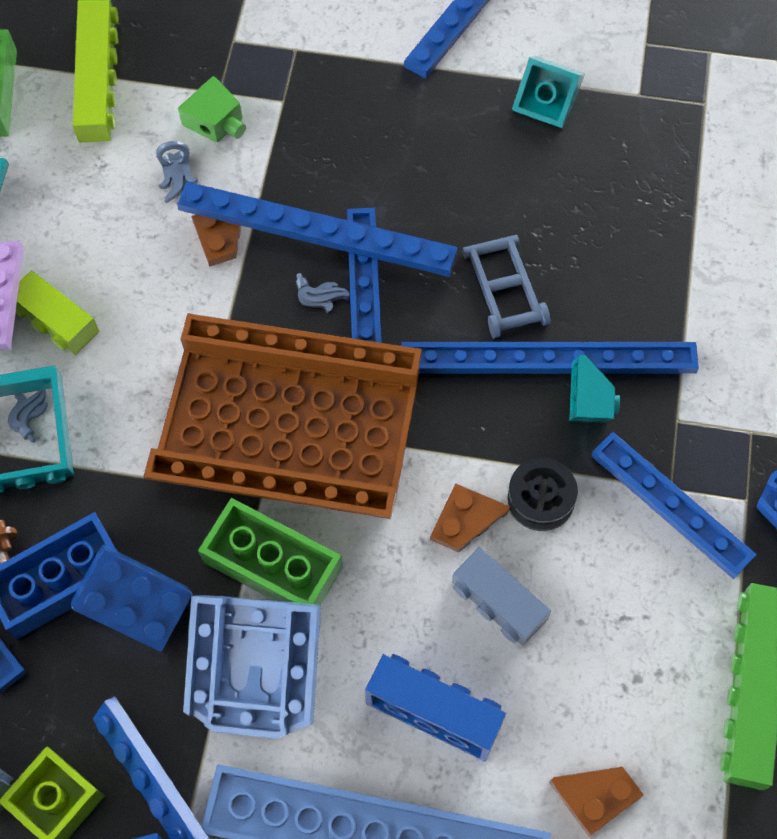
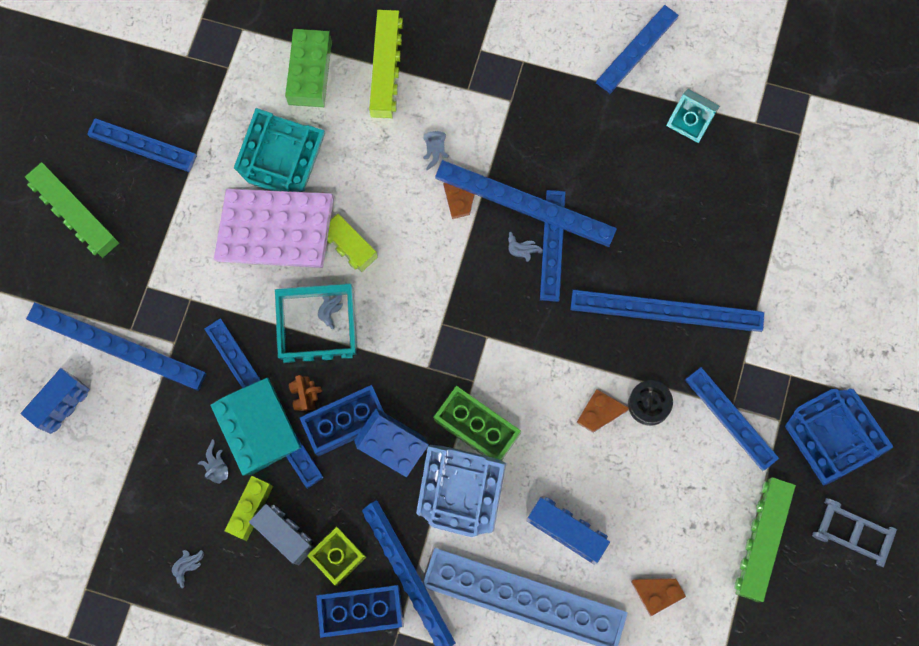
camera: 10 degrees right, 10 degrees up
(212, 112) = (463, 107): bright green torso -> none
(288, 416) = (495, 333): dark orange slope -> none
(496, 323) = (636, 282): sand blue piece -> none
(500, 597) = (615, 466): sand blue brick -> none
(591, 393) = (689, 343): teal slope -> none

